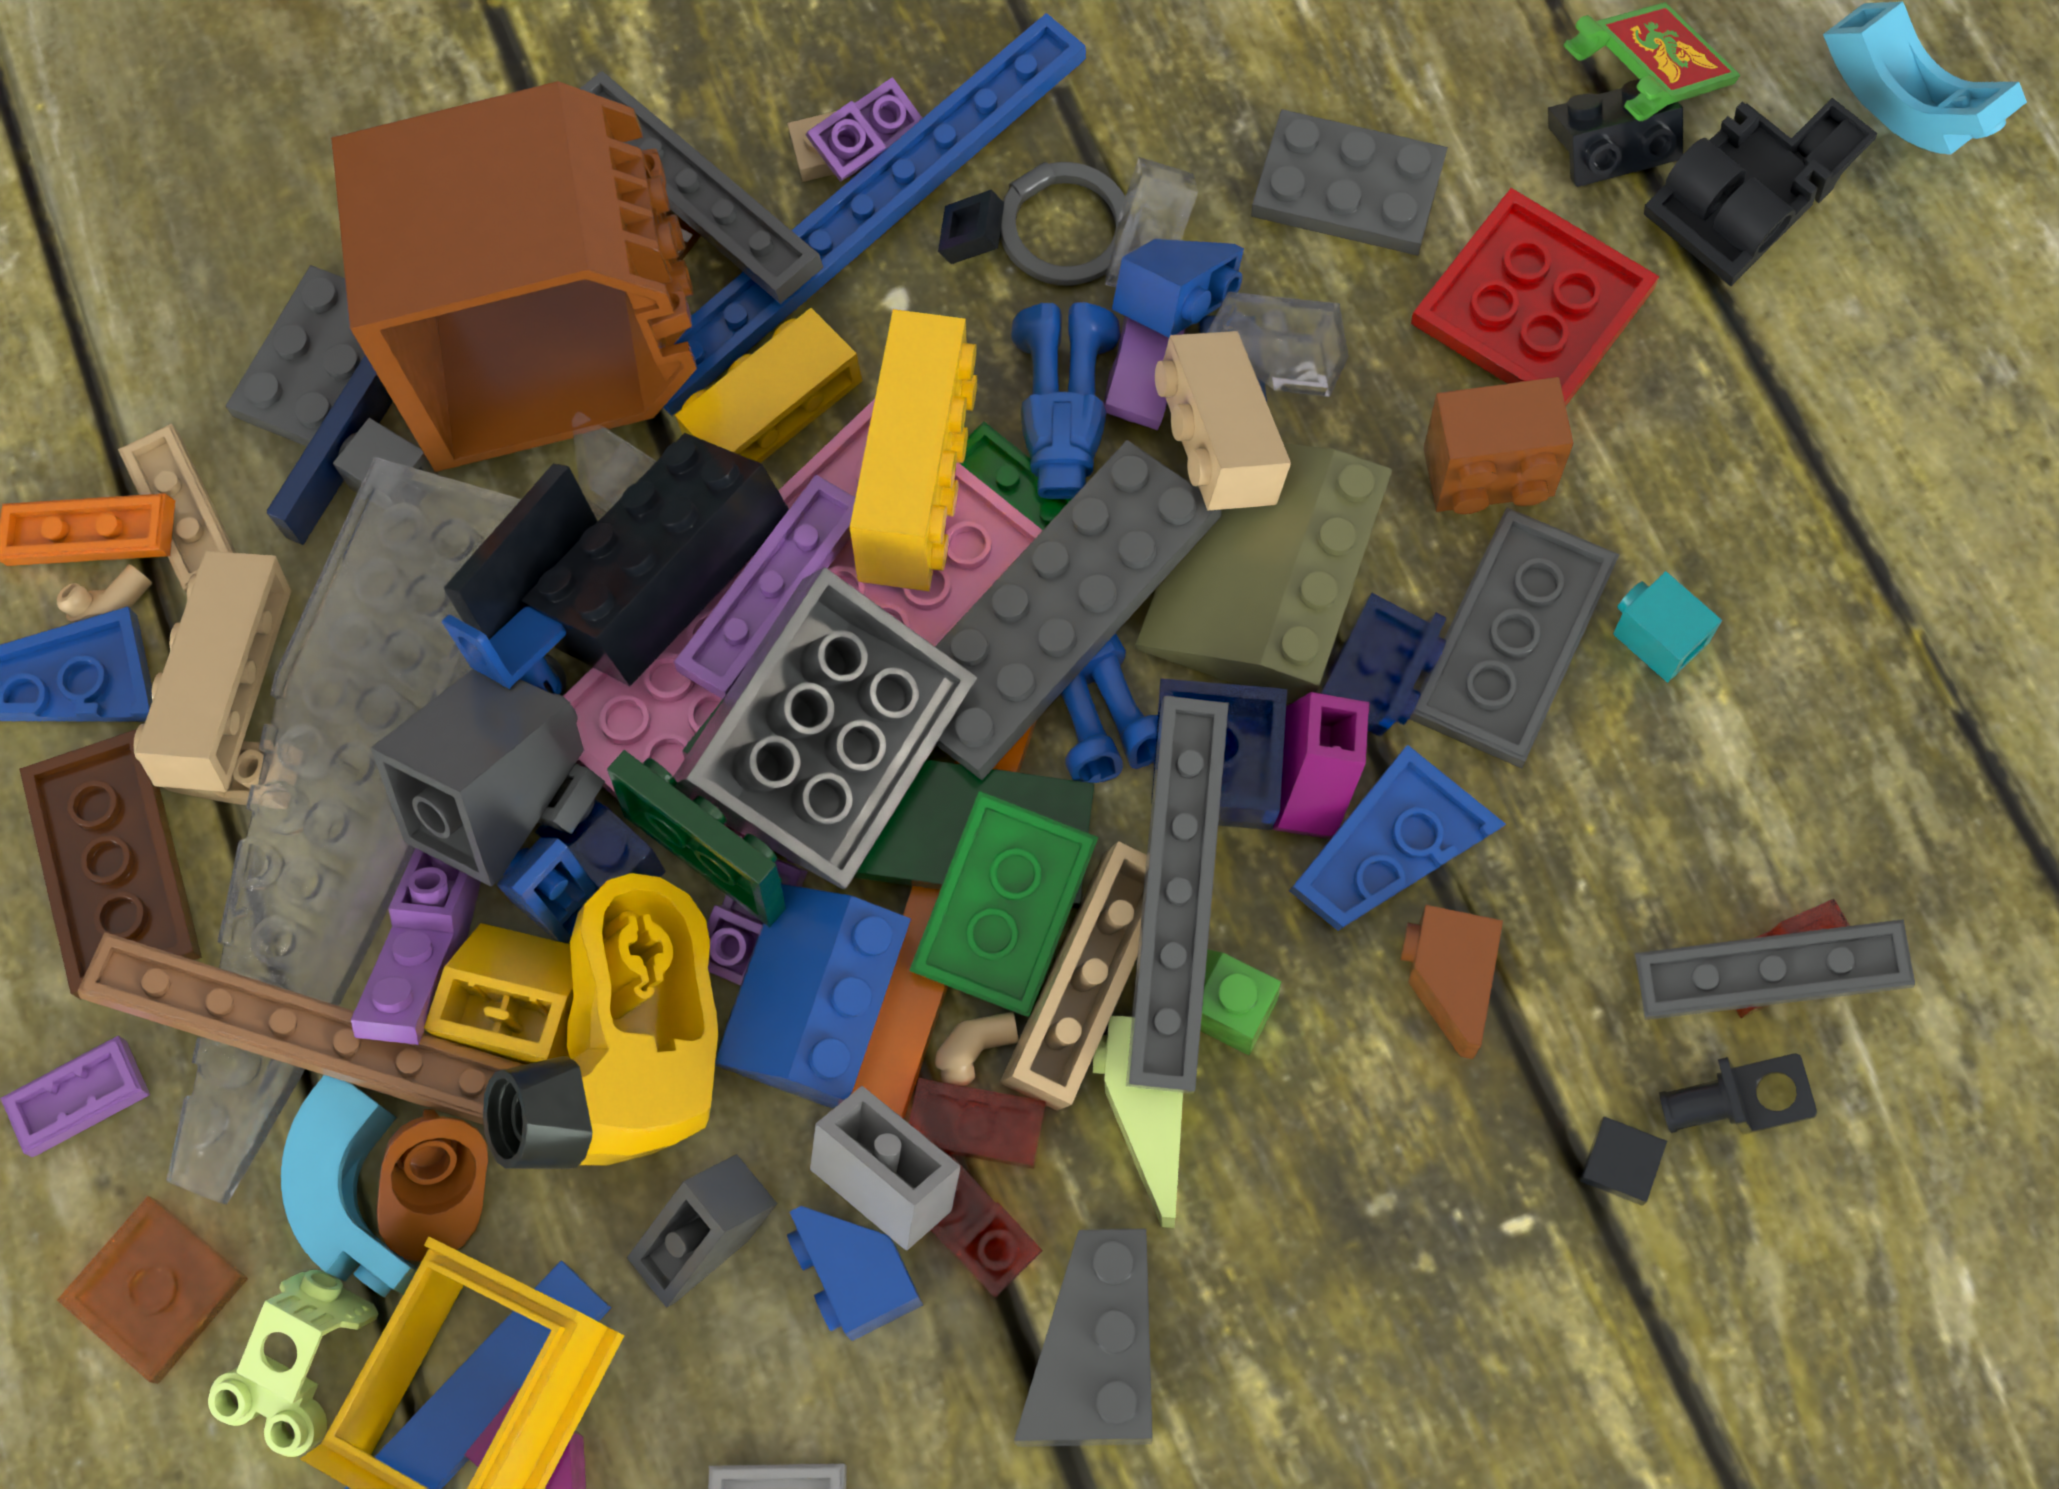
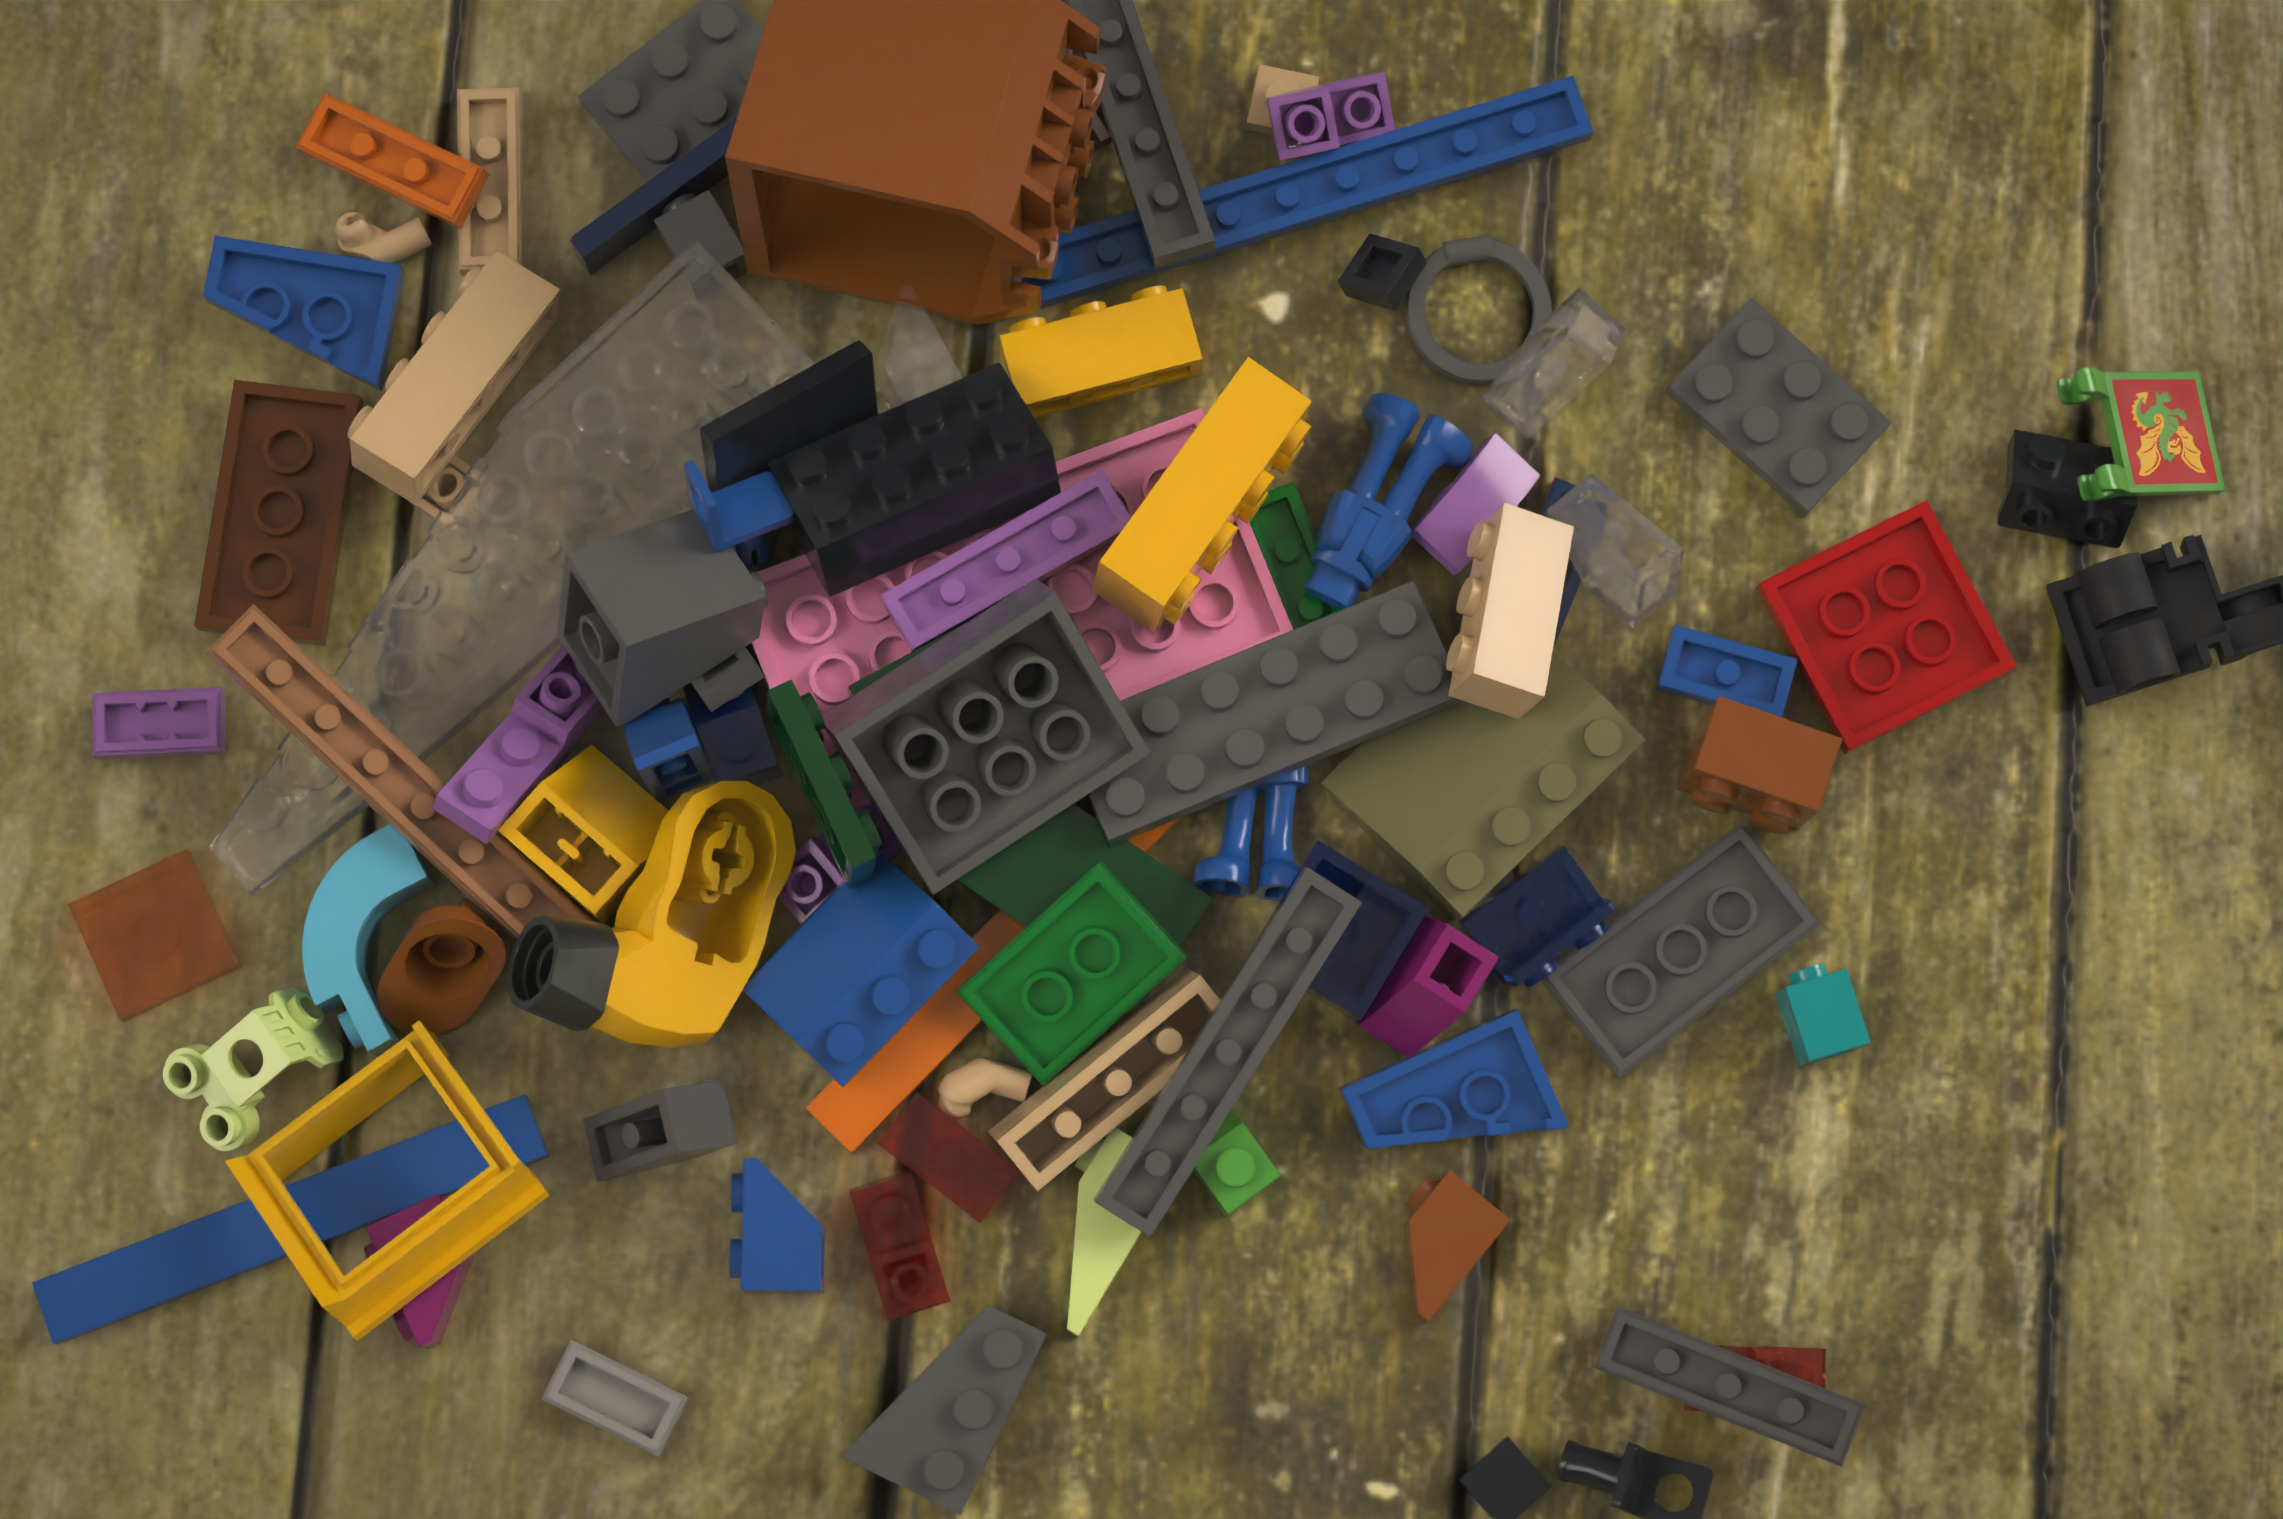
camera: 15 degrees right, 10 degrees up
(884, 1167) = (844, 1163): light grey brick -> none
(1176, 282) = (1546, 440): blue slope -> none
(1405, 398) = (1711, 666): none -> blue plate

